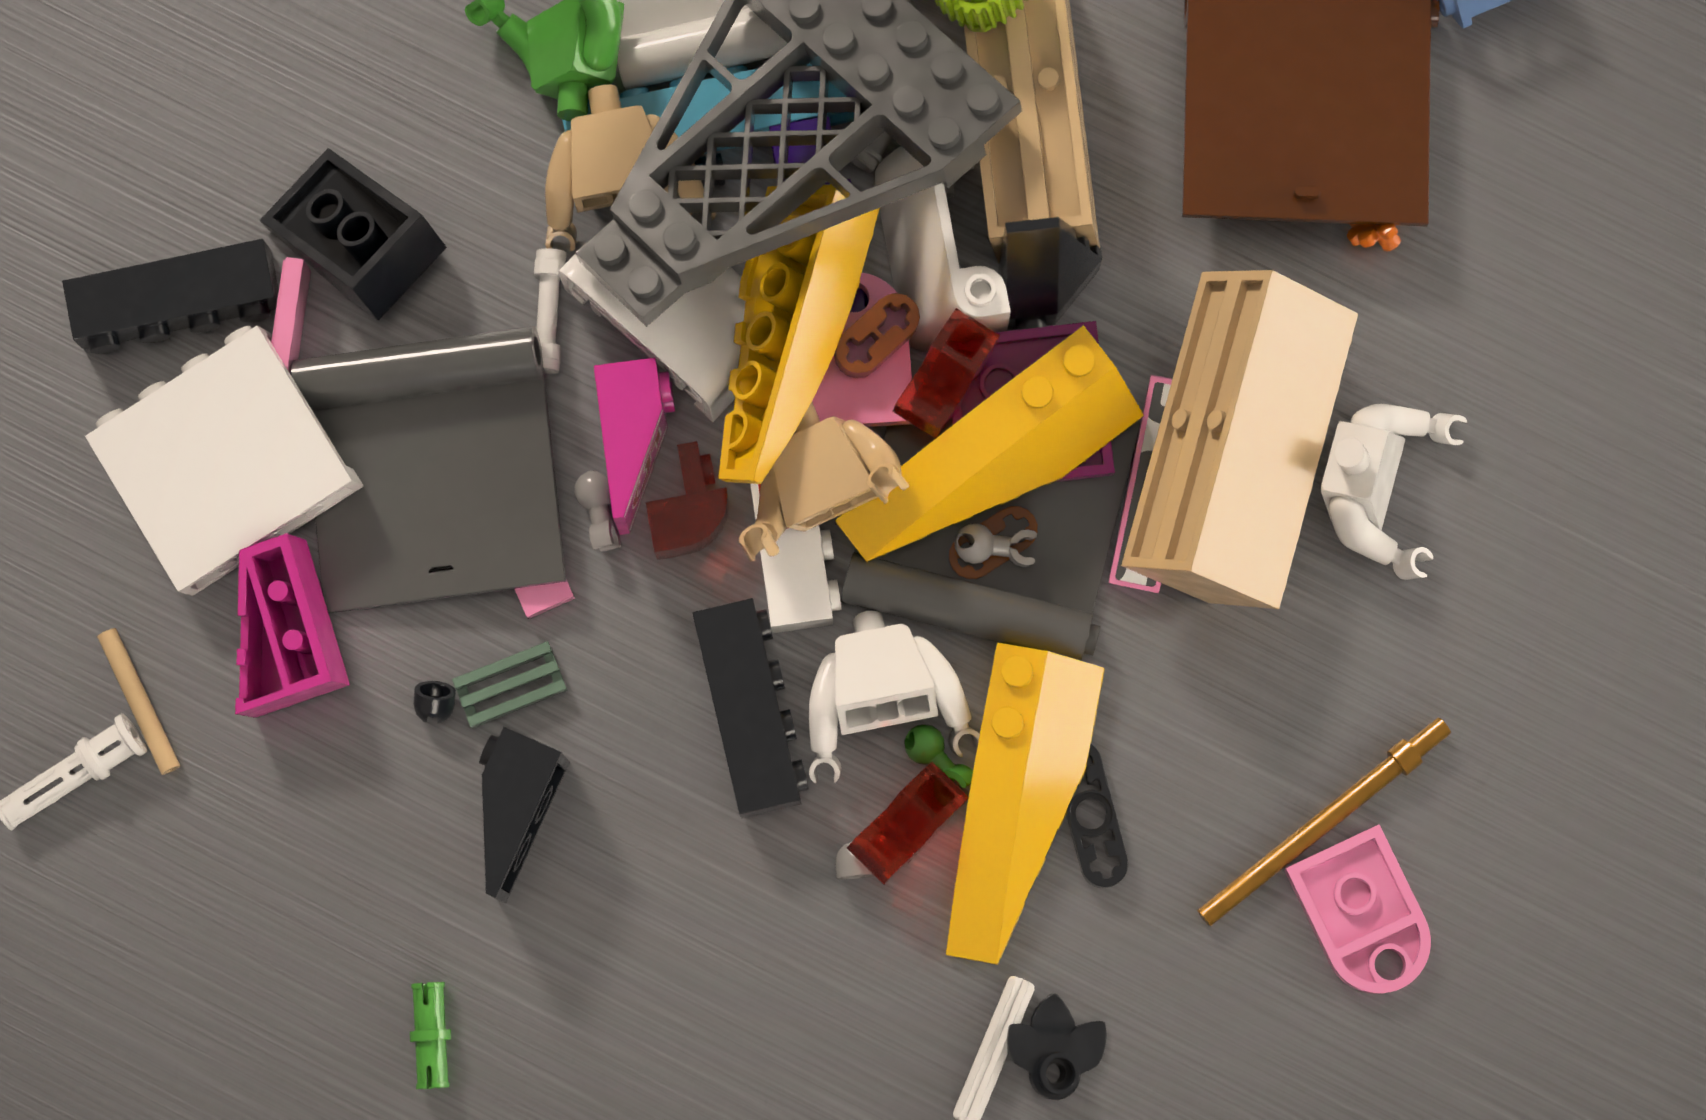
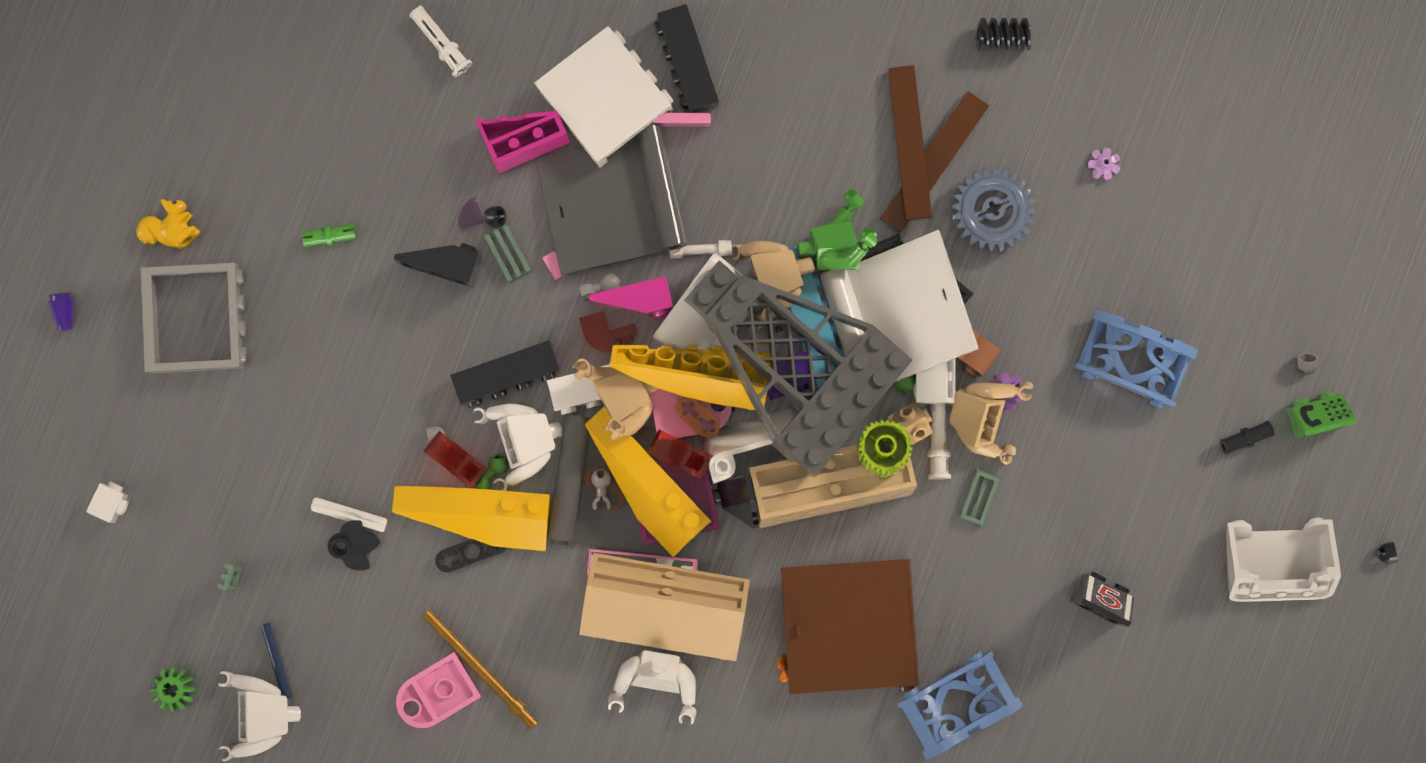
camera: 75 degrees right, 5 degrees up
(138, 701) = (480, 69): tan piece -> none
(354, 233) = (729, 146): black slope -> none
(424, 750) = (470, 215): none -> clear purple tile

